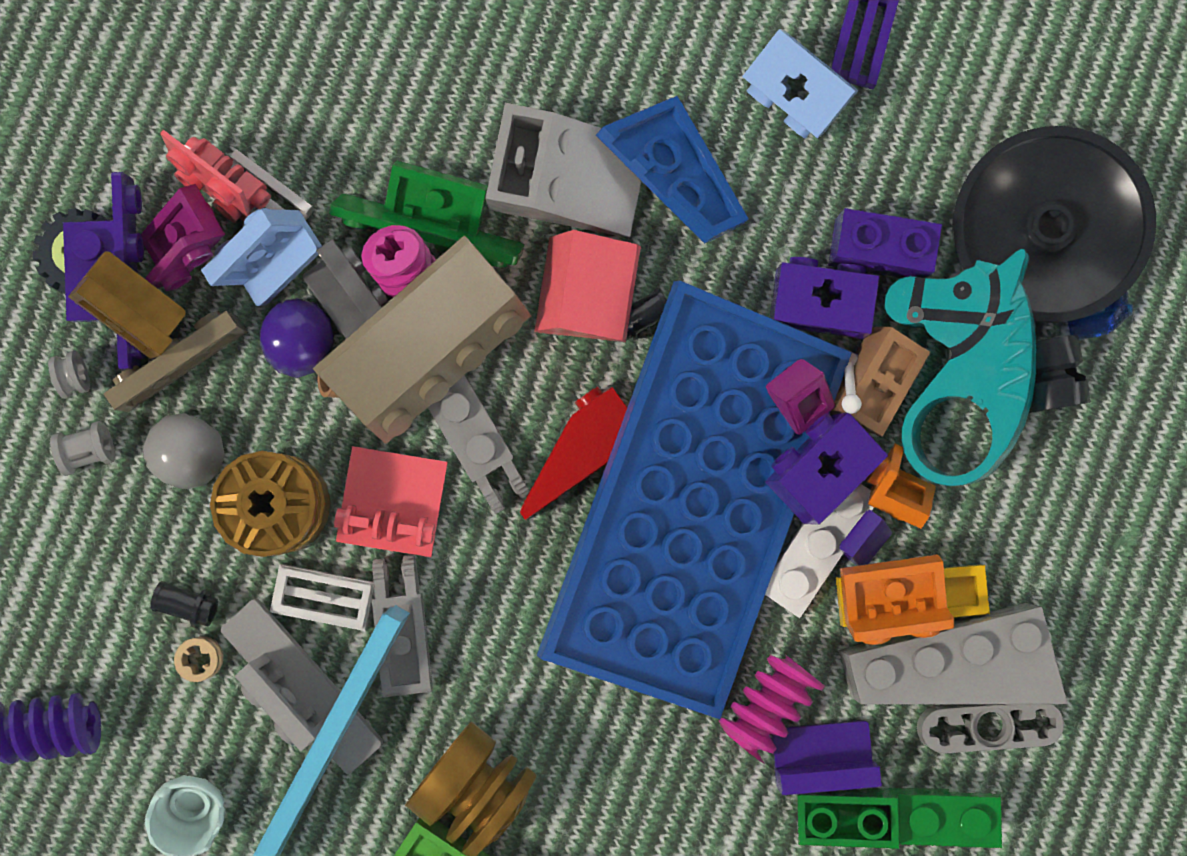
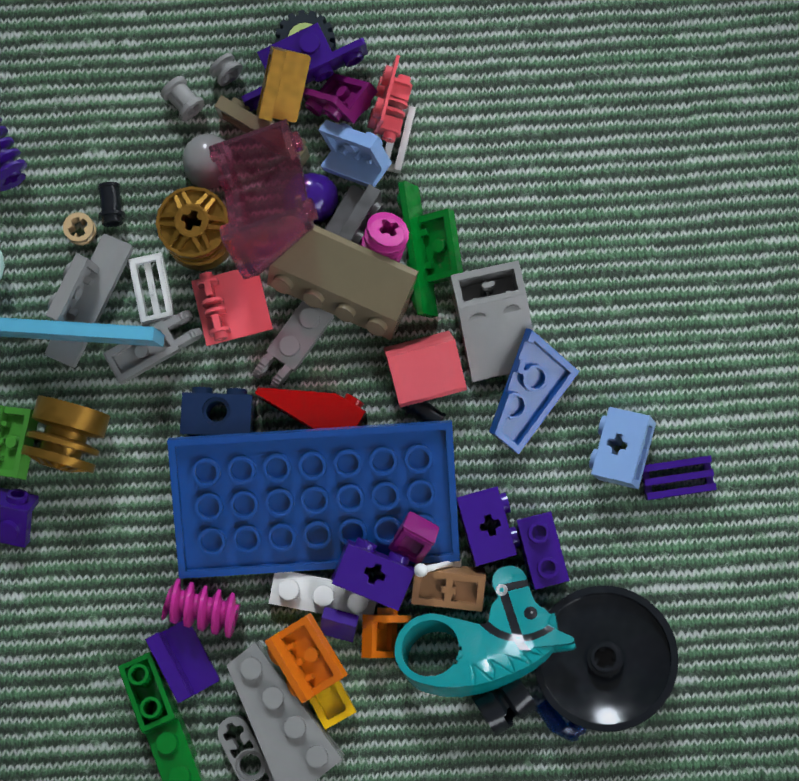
camera: 70 degrees right, 5 degrees down
(271, 392) = (263, 195): none -> clear pink windscreen
(522, 609) = (199, 403): none -> dark blue brick

